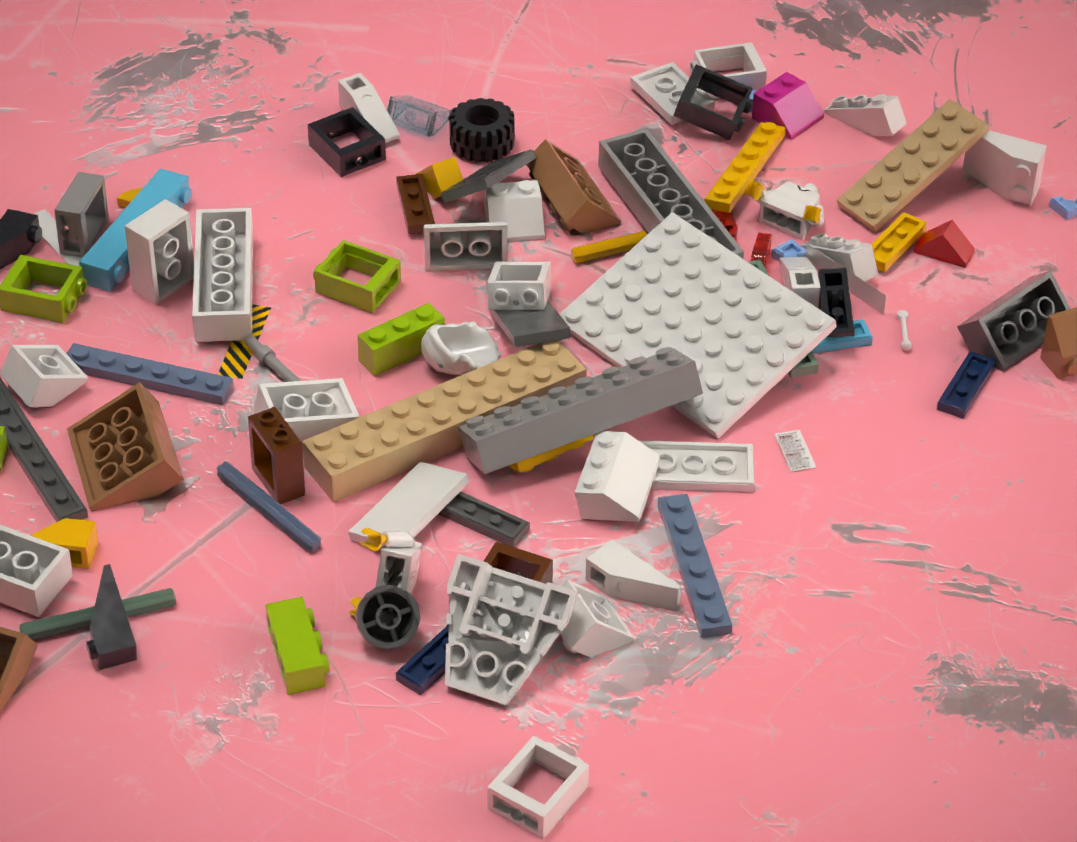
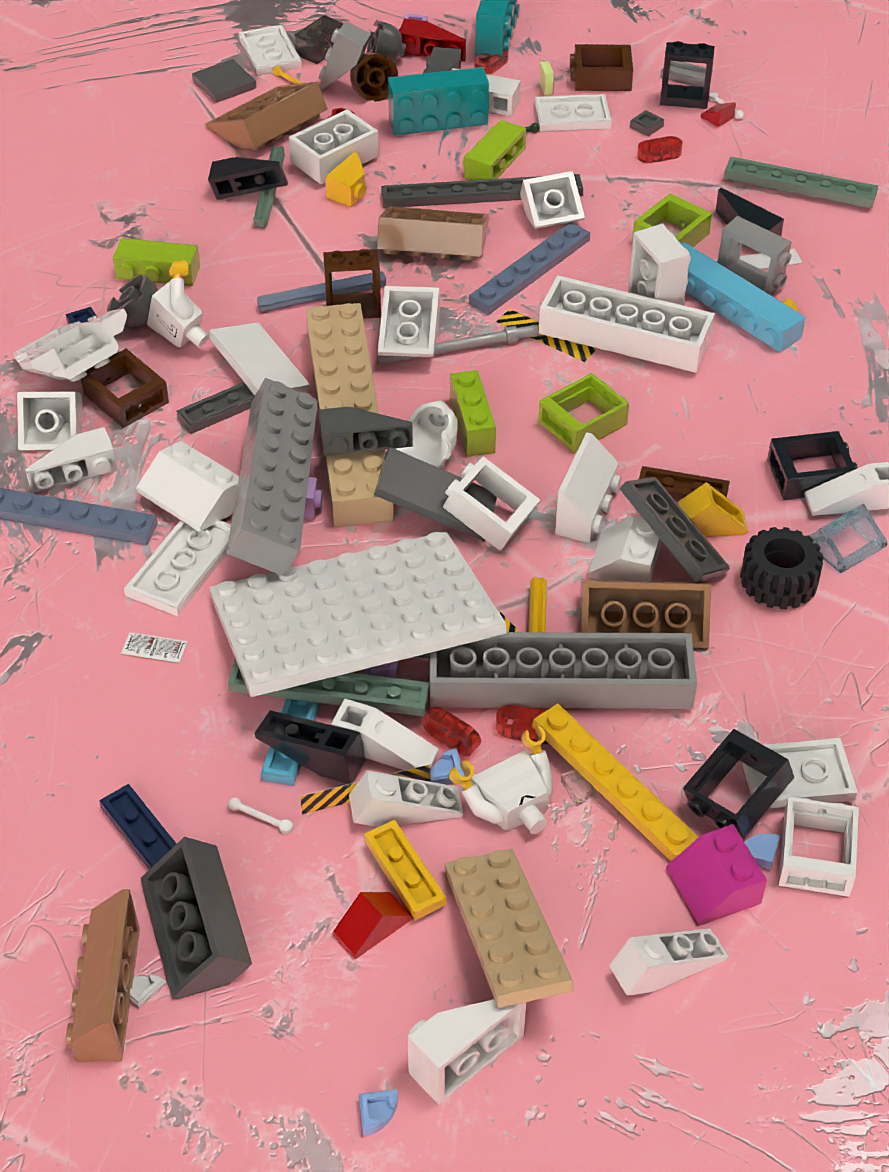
camera: 115 degrees right, 5 degrees up
(511, 364) = (359, 430): none -> dark grey slope

